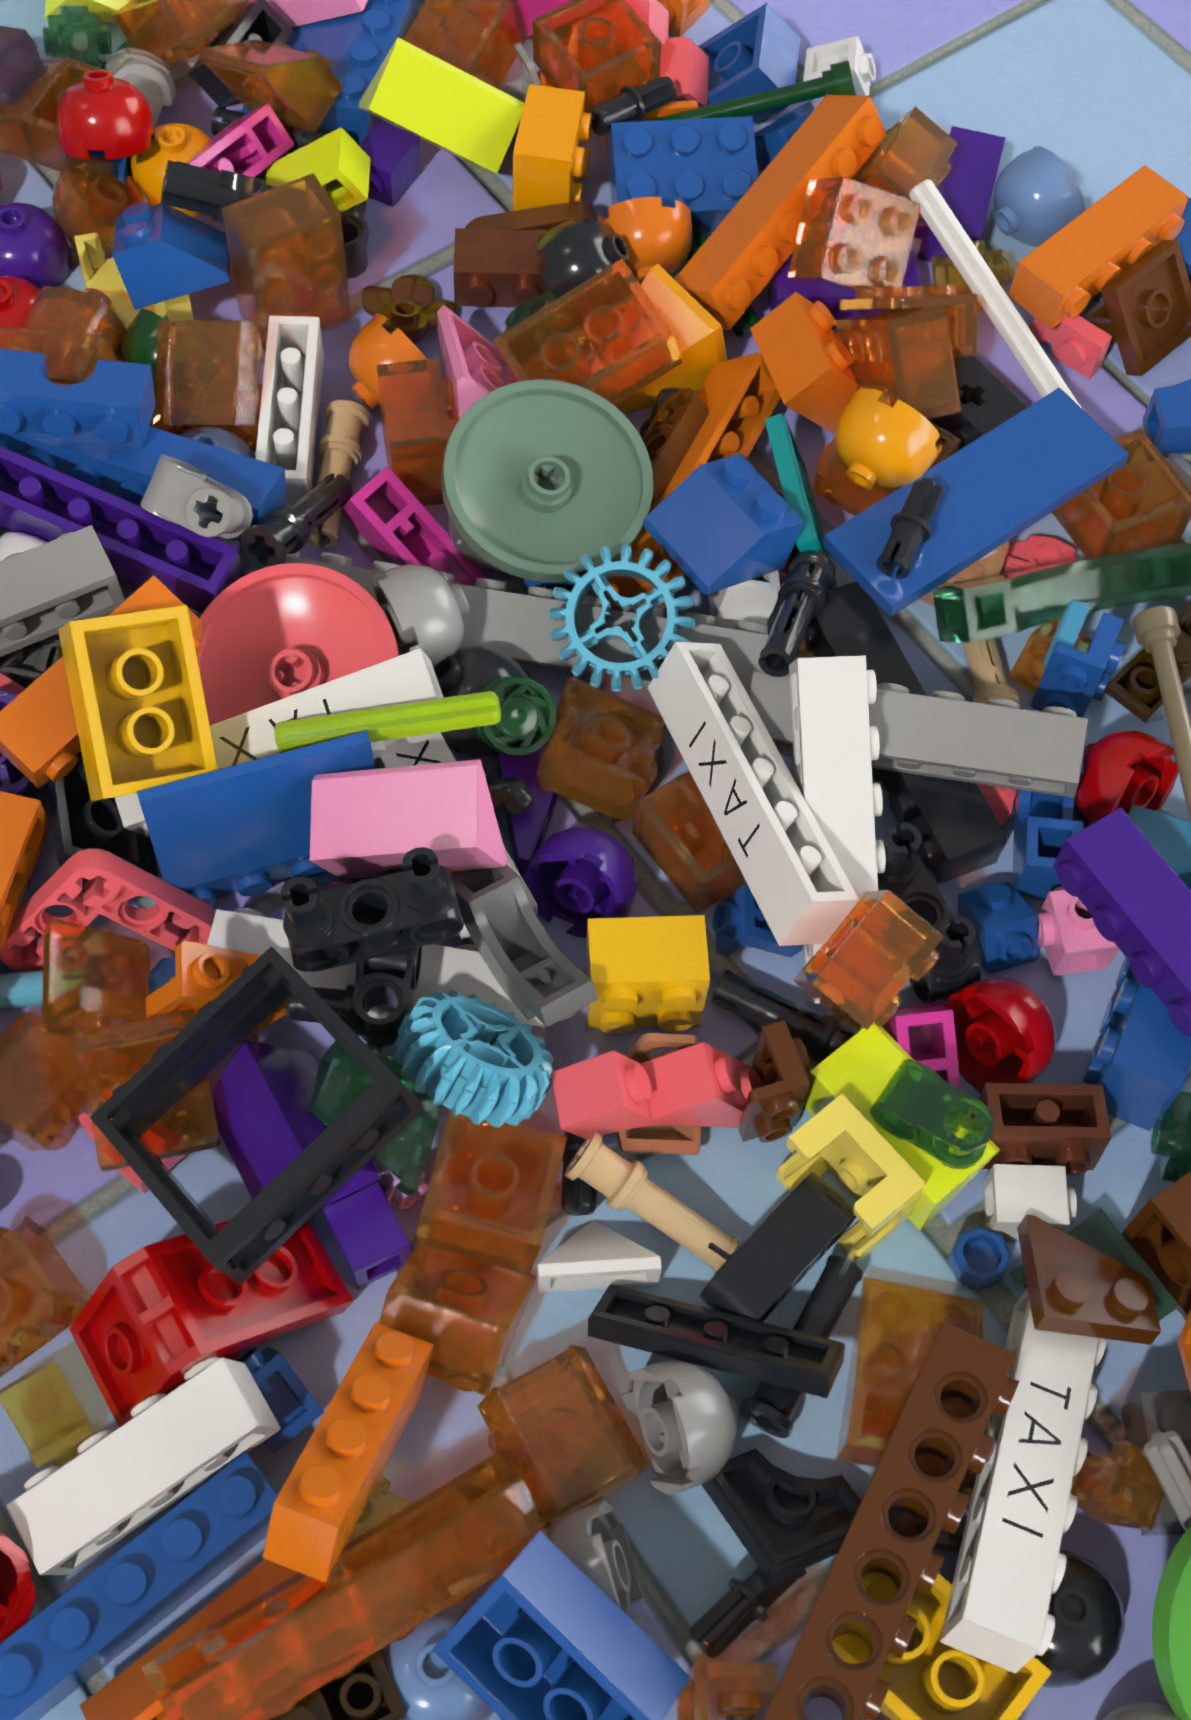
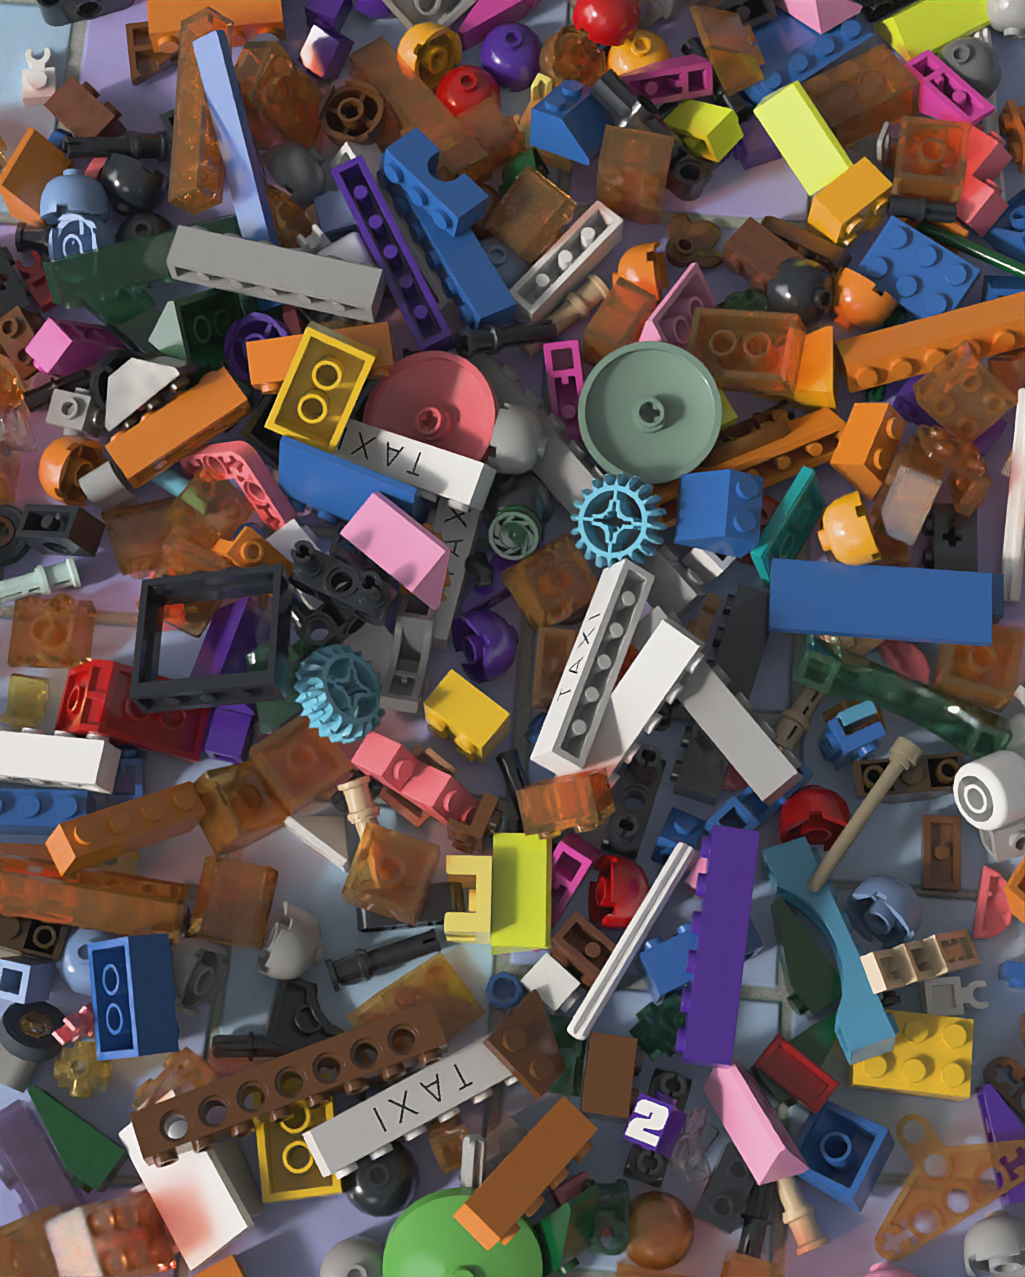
camera: 45 degrees right, 10 degrees up
(191, 499) = (450, 292): light grey piece -> none
(392, 720) = (437, 491): lime axle -> none
(717, 1340) = (338, 921): black tile -> none
(741, 1218) = (391, 873): none -> clear orange brick
(783, 646) = (725, 584): black pin -> none
(910, 528) = (817, 591): black axle -> none
(928, 1111) = (524, 898): clear green piece -> none
(1084, 1069) = (630, 941): none -> white axle

